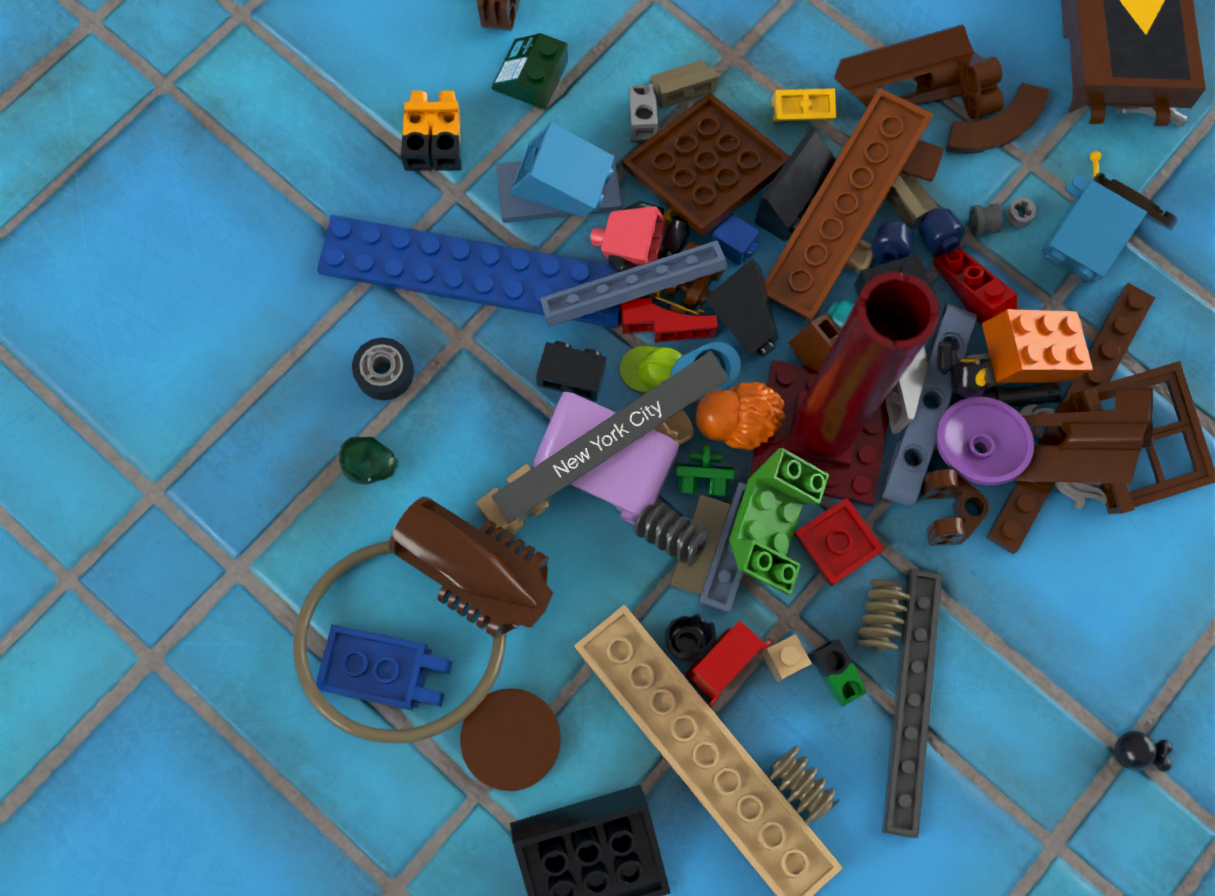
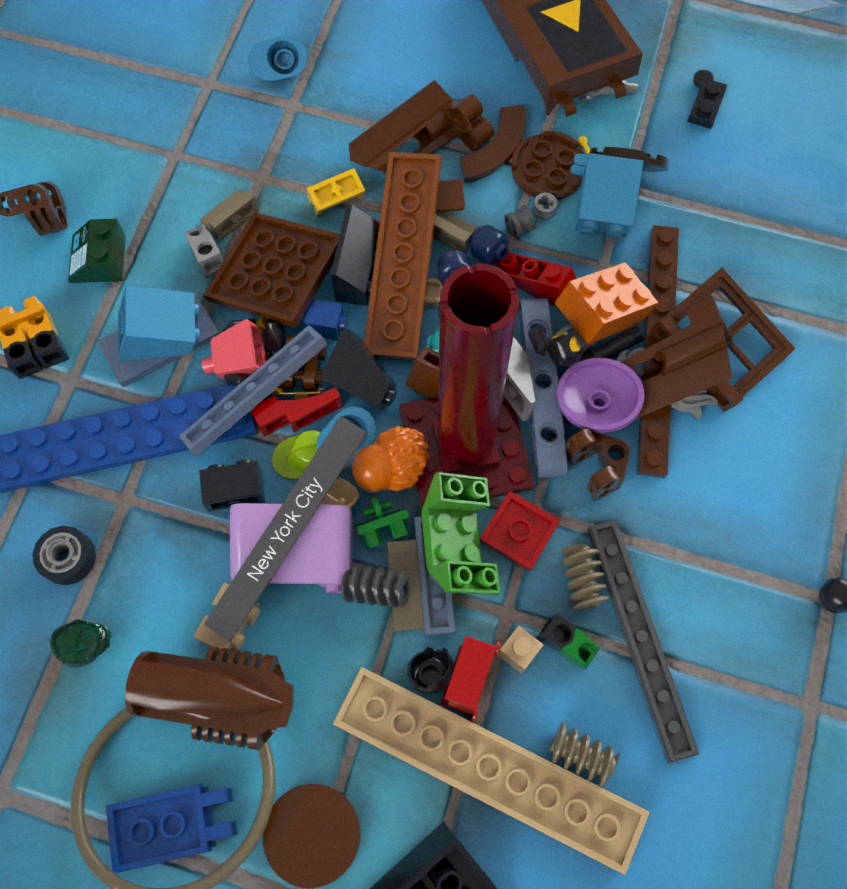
camera: 20 degrees left, 5 degrees down
(1041, 165) = (545, 164): none -> reddish brown tile

